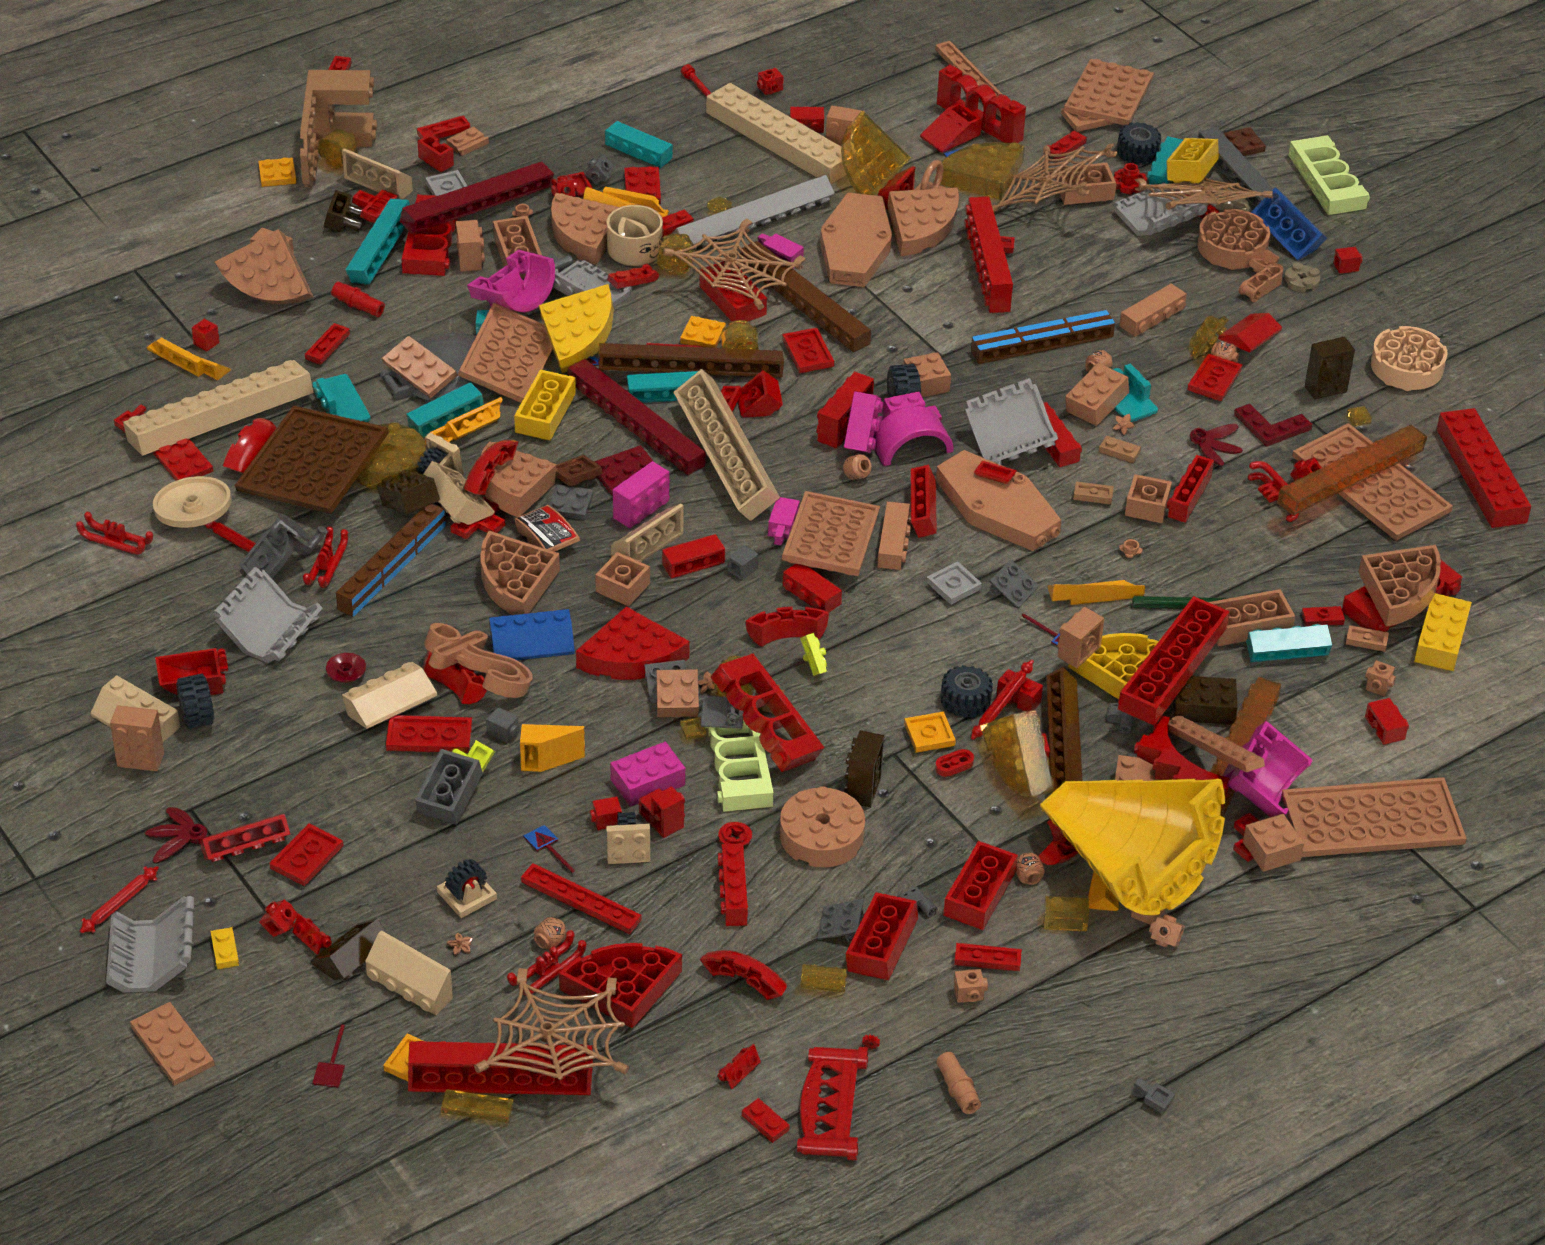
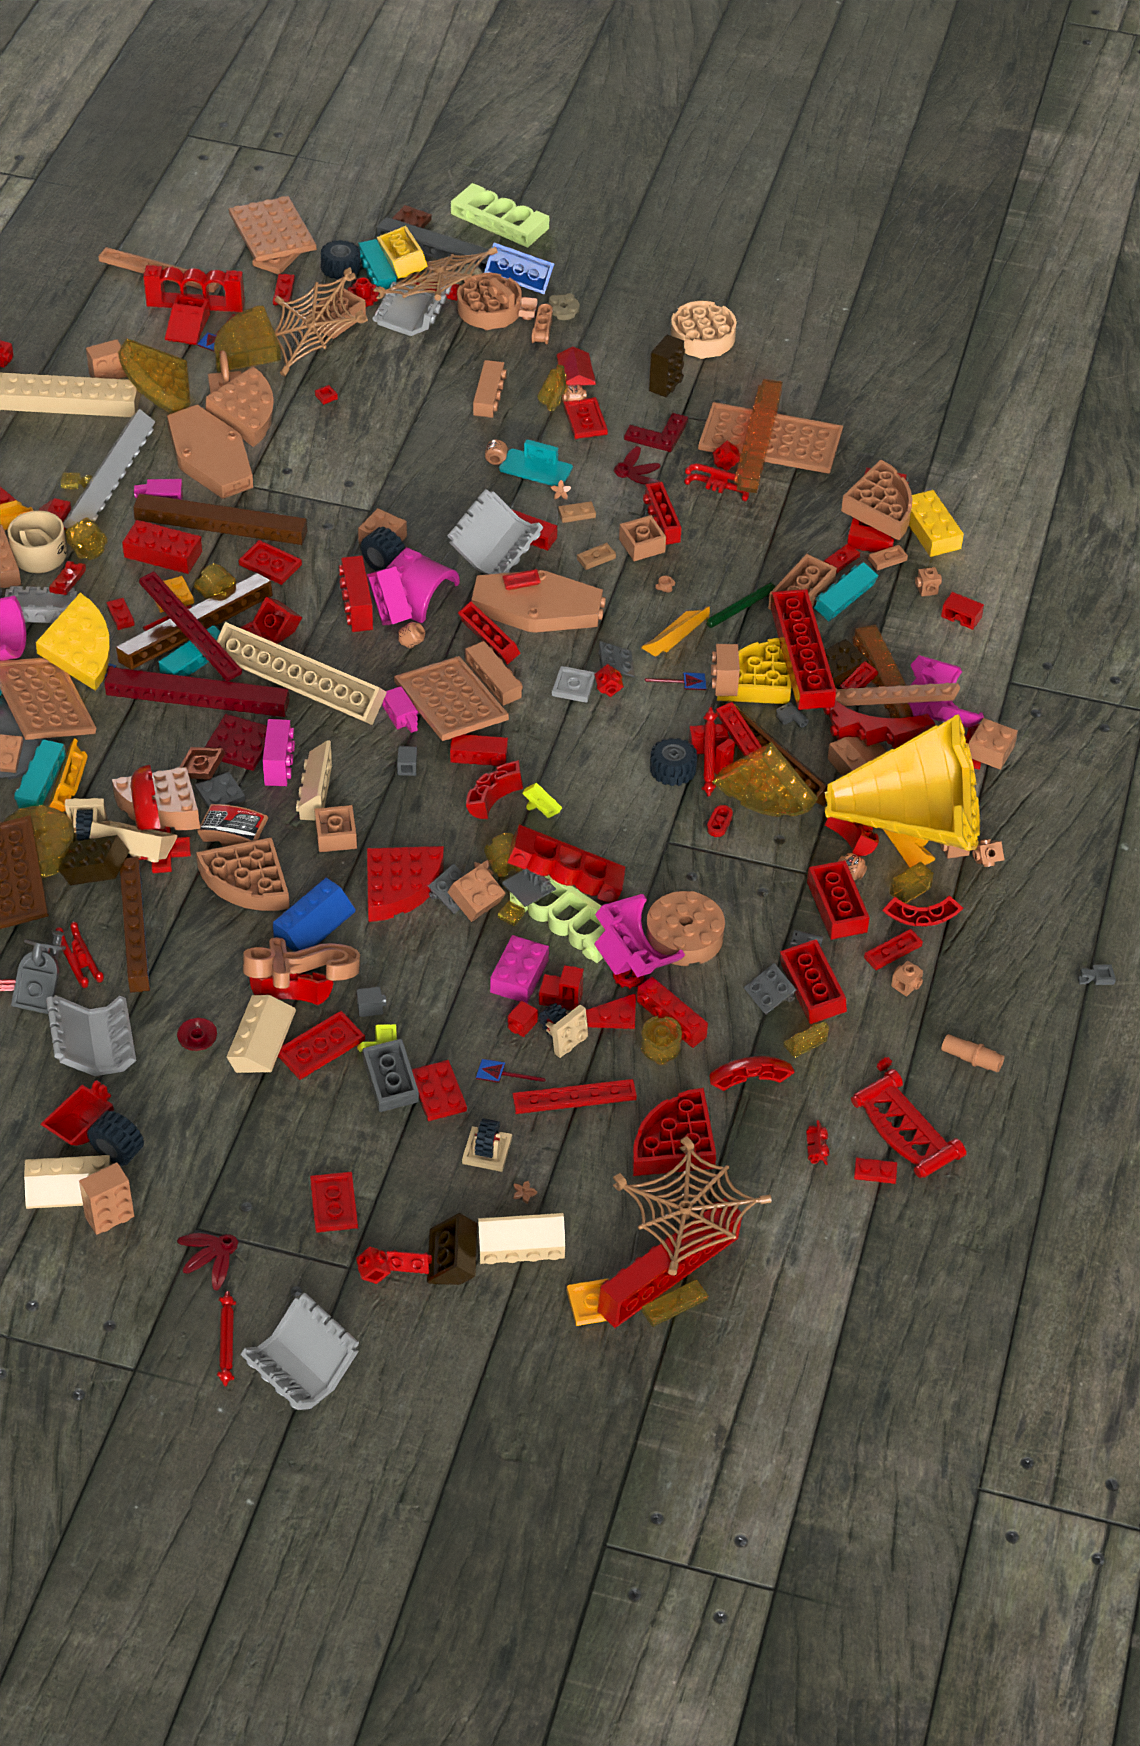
camera: 40 degrees left, 5 degrees up
(172, 1043) = (396, 1420): nougat plate -> none
(224, 948) = (352, 1318): yellow plate -> none
(244, 836) = (274, 1220): red brick -> none
(329, 1073) = (536, 1357): dark red piece -> none
(481, 825) = (439, 1090): none -> red plate
(545, 405) = (118, 724): yellow brick -> none
(548, 965) = (607, 1161): red piece -> none
(549, 933) = (584, 1137): nougat head -> none
(550, 746) = (427, 995): light orange slope -> none
(646, 326) = (120, 614): none -> red plate
(672, 358) = (190, 626): none -> dark red plate
(687, 858) = (613, 1014): none -> red wing
(693, 556) = (364, 778): red brick -> none
(698, 899) = (661, 1039): none -> clear yellow brick
(731, 262) = (147, 518): medium nougat animal -> none
(755, 798) = (624, 942): none -> dark pink piece
(810, 117) = (65, 366): red brick -> none
(864, 767) = (677, 862): dark brown brick -> none
(900, 182) = (199, 388): red slope -> none
(929, 732) = (678, 808): light orange plate -> none
(985, 595) = (609, 680): none -> red brick
(988, 254) = (329, 408): red brick -> none
(1012, 705) = (724, 755): none -> red plate
(1033, 939) = (922, 916): none -> red brick
(1042, 337) = (432, 454): reddish brown brick -> none
(1045, 695) = (738, 728): none -> red plate
(1097, 394) = (523, 477): nougat brick -> none
(1217, 720) = (860, 677): none -> red plate
(1241, 236) = (501, 292): none -> nougat plate
(1347, 259) = (582, 275): red brick -> none
(1359, 416) = (710, 393): clear yellow plate -> none
(1374, 816) = (1026, 682): nougat plate -> none
(1483, 468) = (833, 385): red brick -> none

